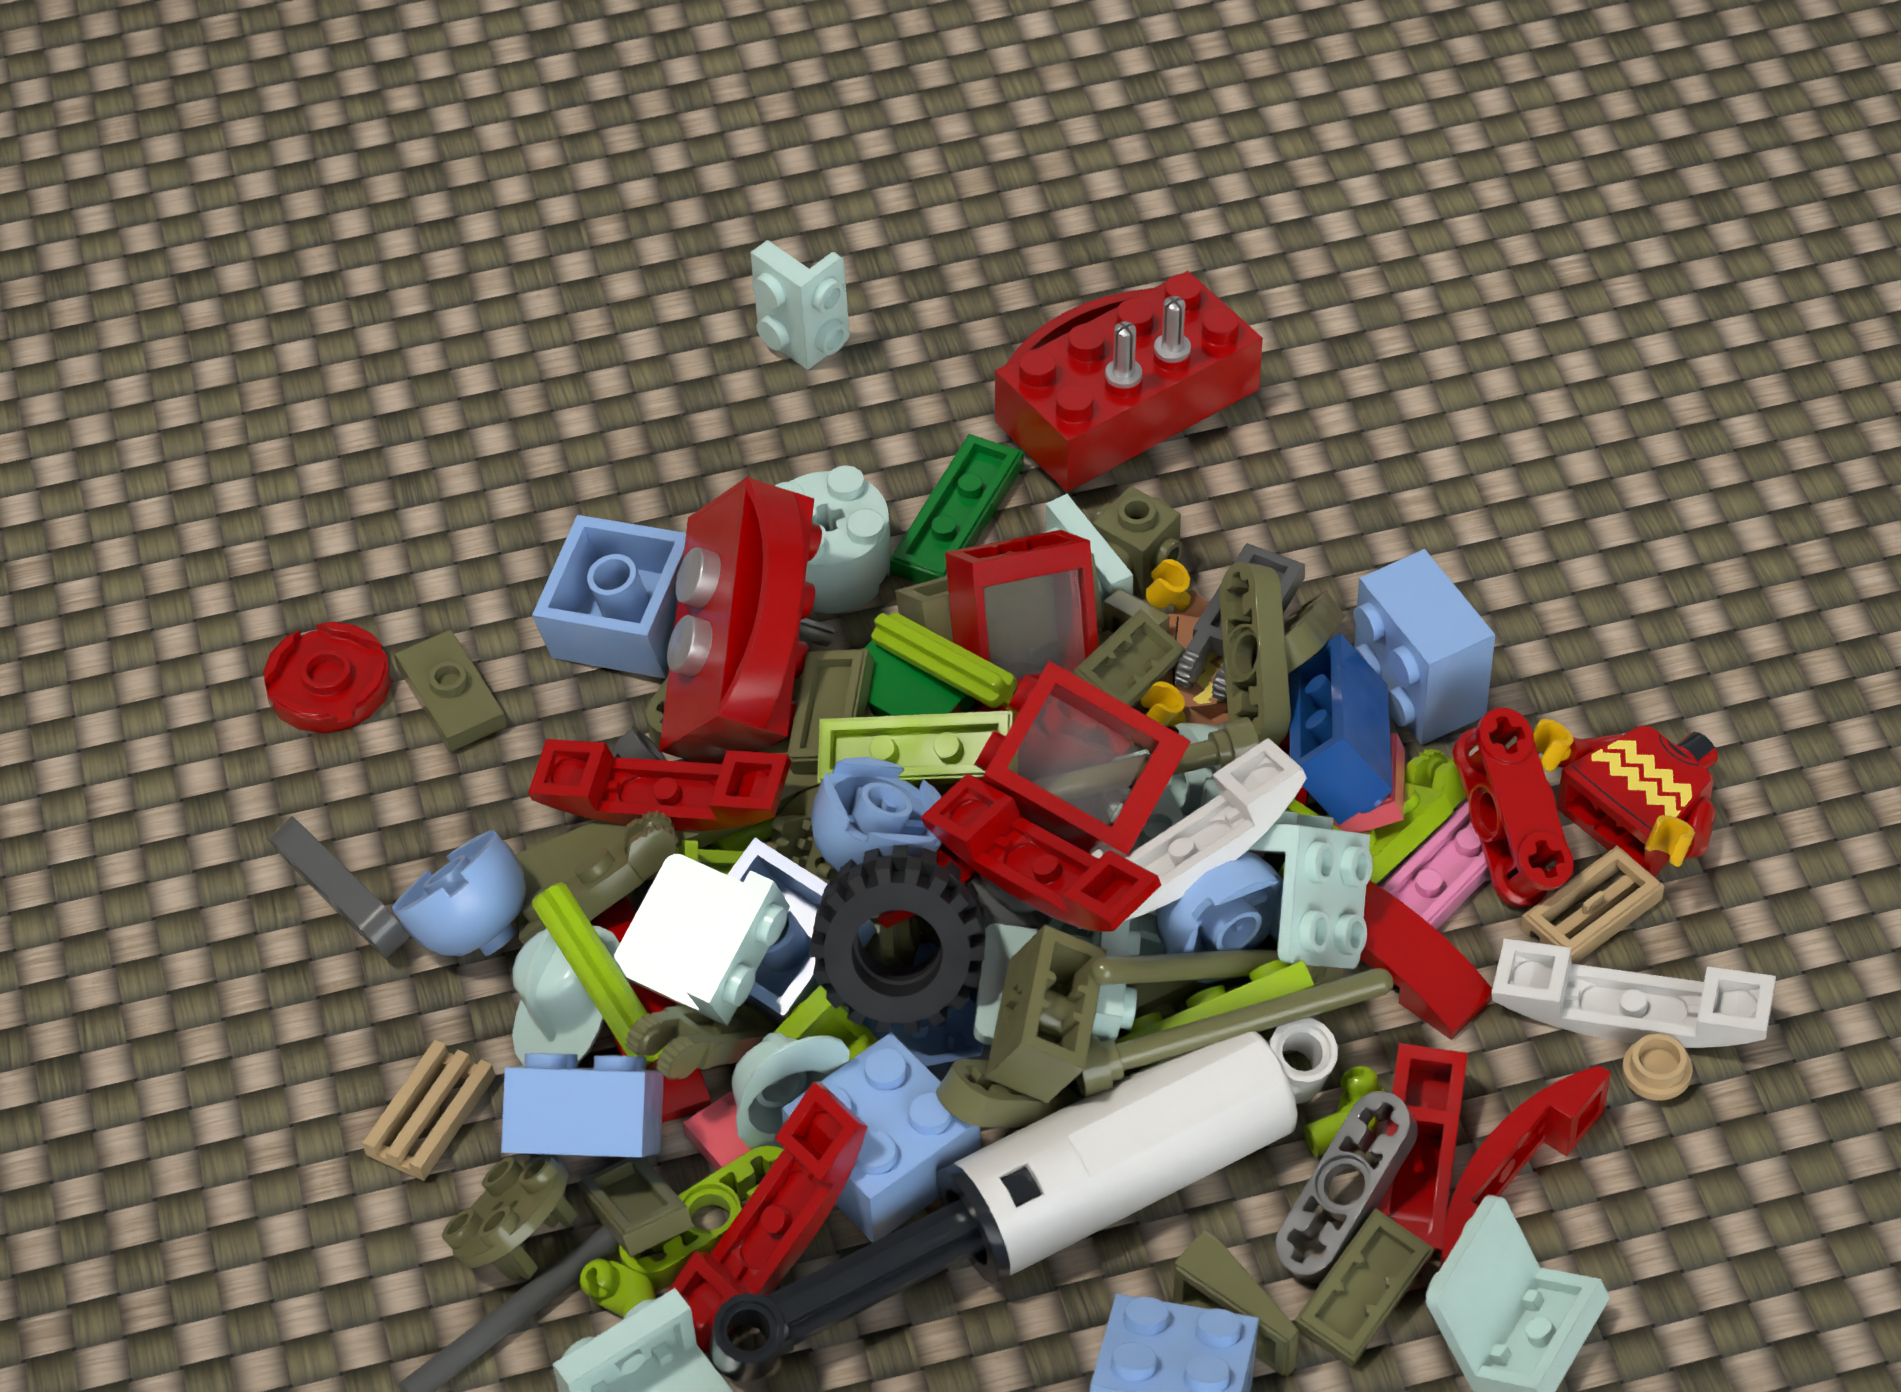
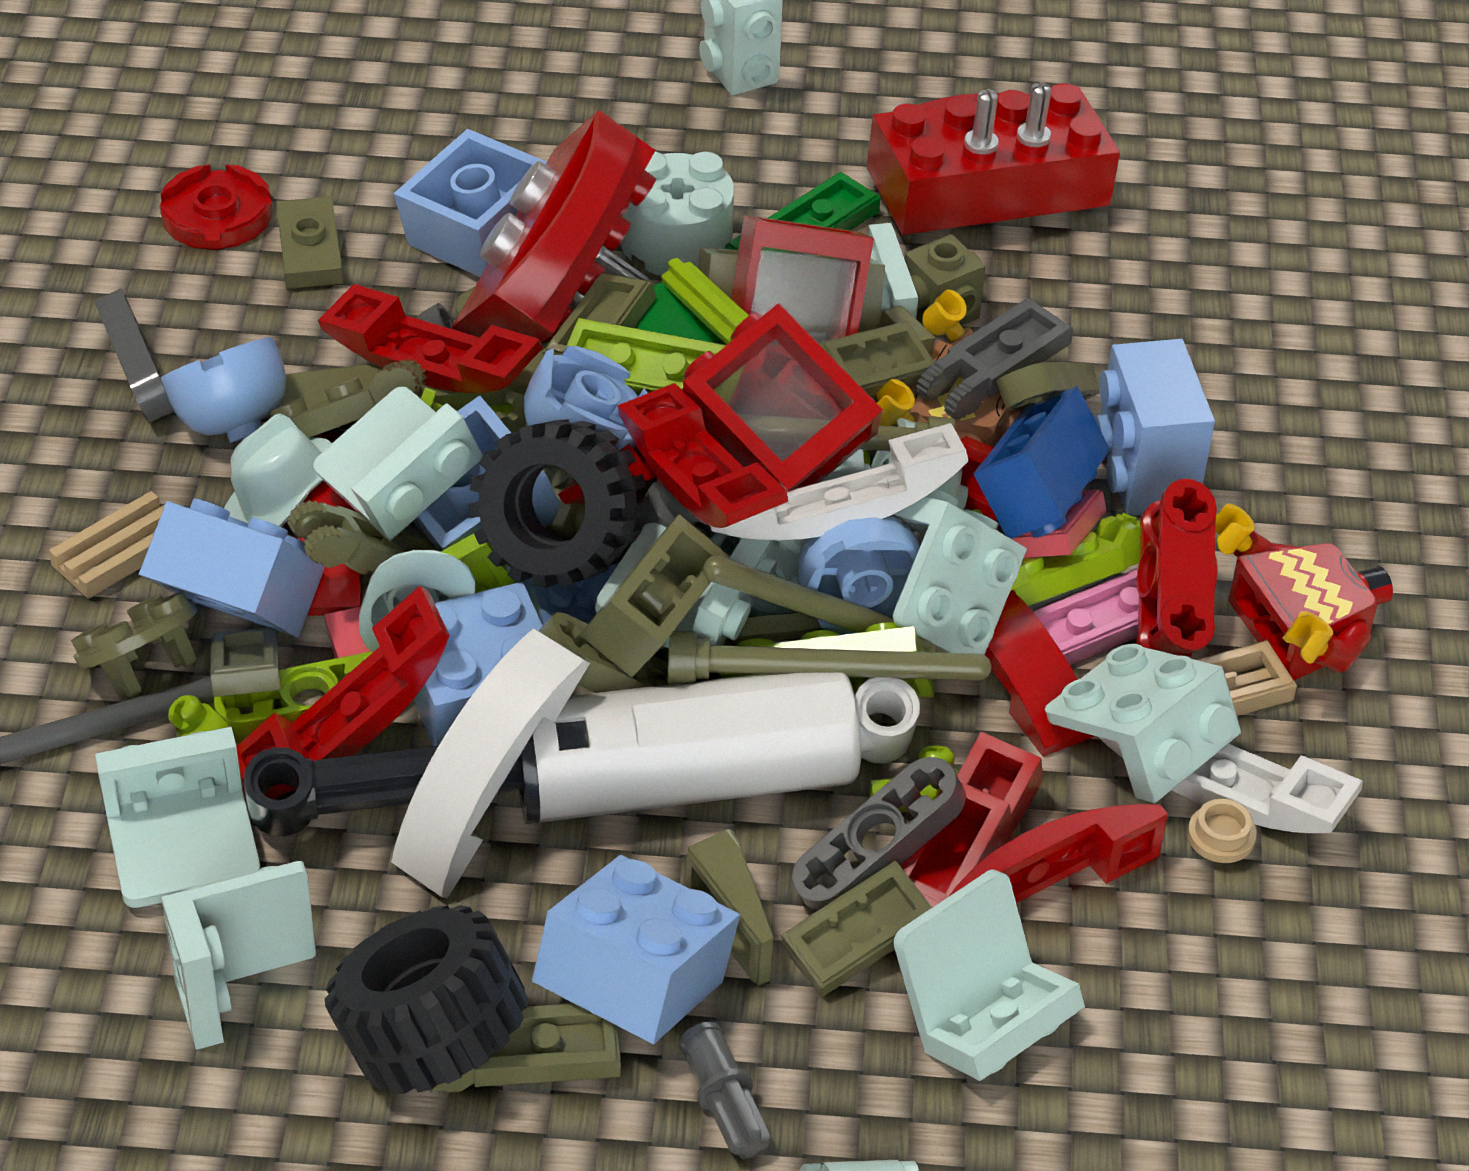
camera: 15 degrees right, 5 degrees down
(591, 962) = (291, 441): lime axle -> none
(941, 1238) = (478, 755): none -> white slope
(1253, 615) = (990, 374): olive beam -> none
(1548, 962) = (1158, 708): none -> light aqua bracket

